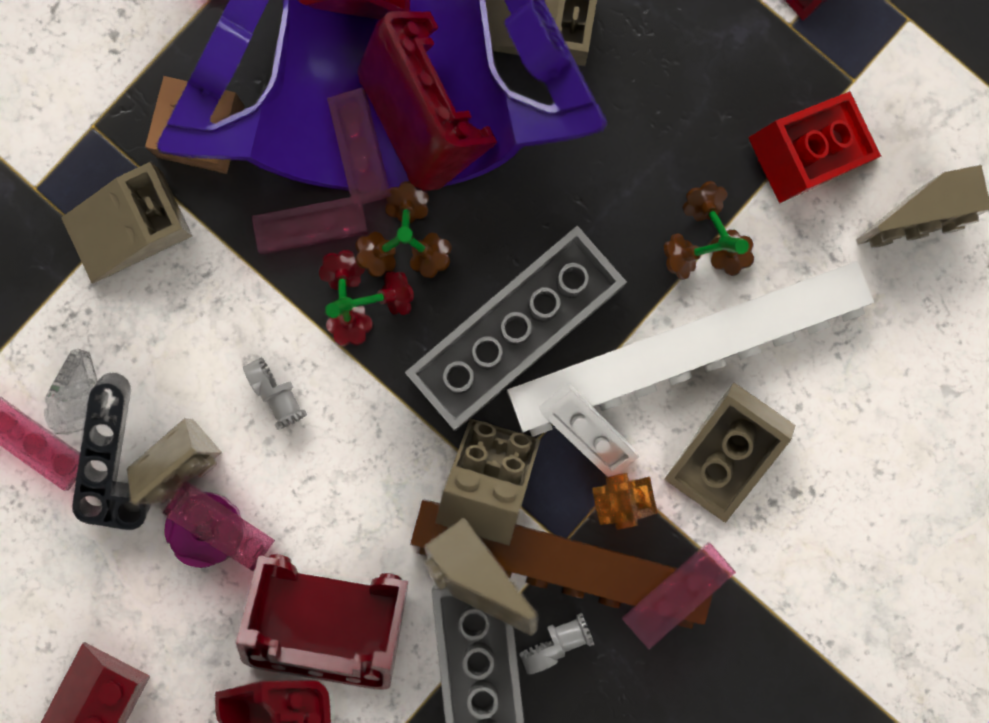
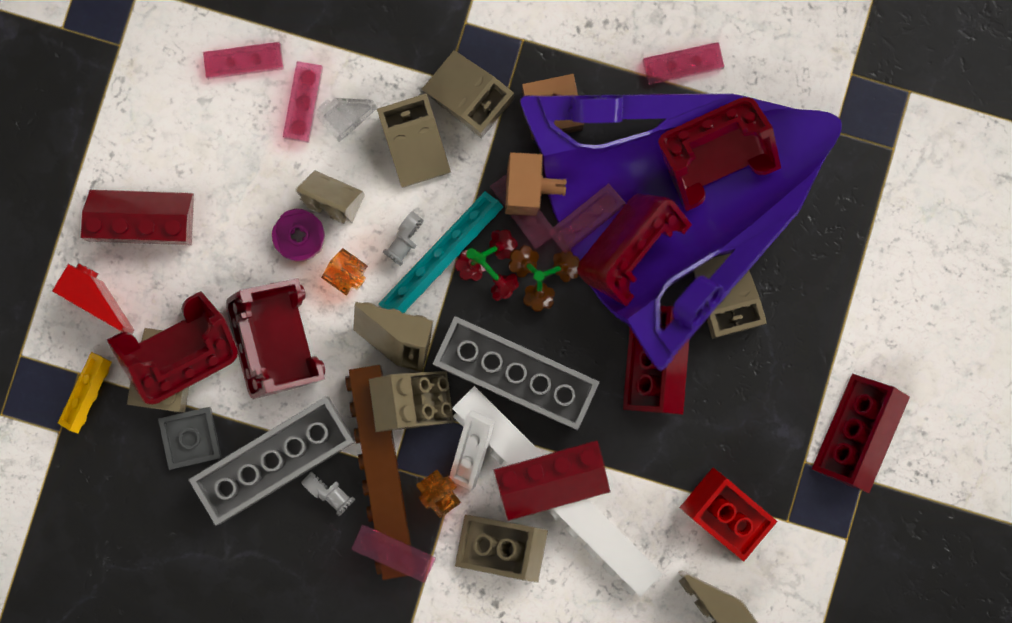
camera: 65 degrees right, 0 degrees up
(107, 450) = (320, 152): black beam -> none
(150, 321) = (414, 140): none -> dark tan slope
(218, 525) = (305, 245): clear pink plate -> none
(277, 199) = (527, 184): none -> medium nougat brick
(280, 490) = (345, 272): none -> clear orange brick
(318, 356) = (442, 253): none -> teal plate
(391, 462) = (394, 334): none -> dark tan slope
(473, 575) = (346, 417): dark tan slope -> none
(600, 166) = (655, 389): none -> dark red slope
(675, 343) = (552, 480): none -> dark red slope
(729, 251) = (633, 489): reddish brown plant -> none

